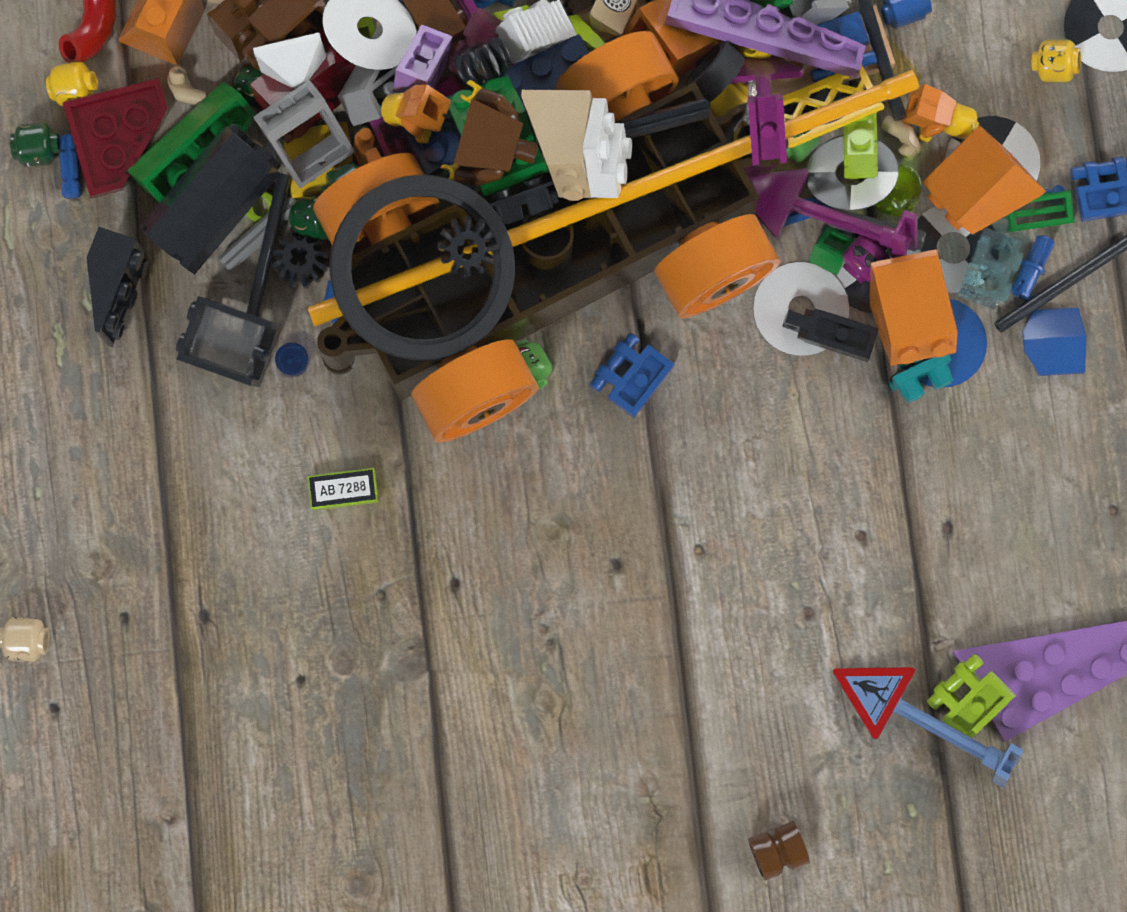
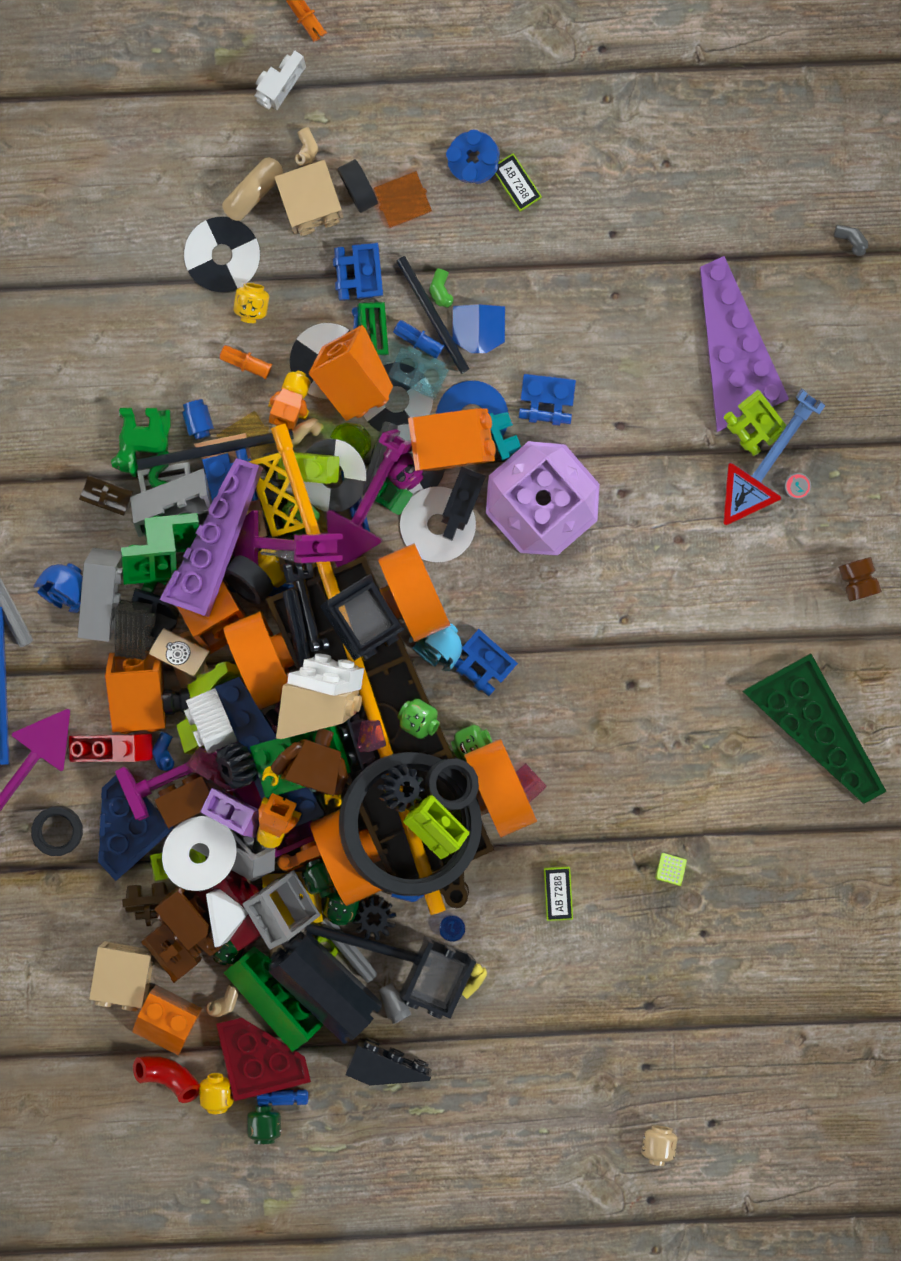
camera: 85 degrees left, 10 degrees up
(186, 292) = (394, 1004): none -> light grey cone
(225, 392) = (475, 981): none -> light yellow arm
(382, 630) = (671, 869): none -> lime slope
(420, 293) = (436, 827): none -> lime brick
(481, 443) = (530, 782): none -> clear pink slope
(499, 299) = (469, 774): none -> black tyre
(531, 214) = (370, 736): none -> clear pink slope
(558, 274) = (418, 718): none -> bright green head
(595, 798) = (810, 714): none -> dark green wing
(644, 142) = (300, 576): none -> black hinge
(650, 316) = (441, 648): none -> medium azure cylinder
(681, 193) = (362, 619): none -> black window
(842, 468) = (514, 504): none -> lavender piece
(892, 761) = (797, 486): none -> light grey tile
(982, 62) = (245, 361): none -> orange axle
(984, 432) = (547, 391): none -> blue plate
(1096, 287) = (438, 289): none -> bright green arm

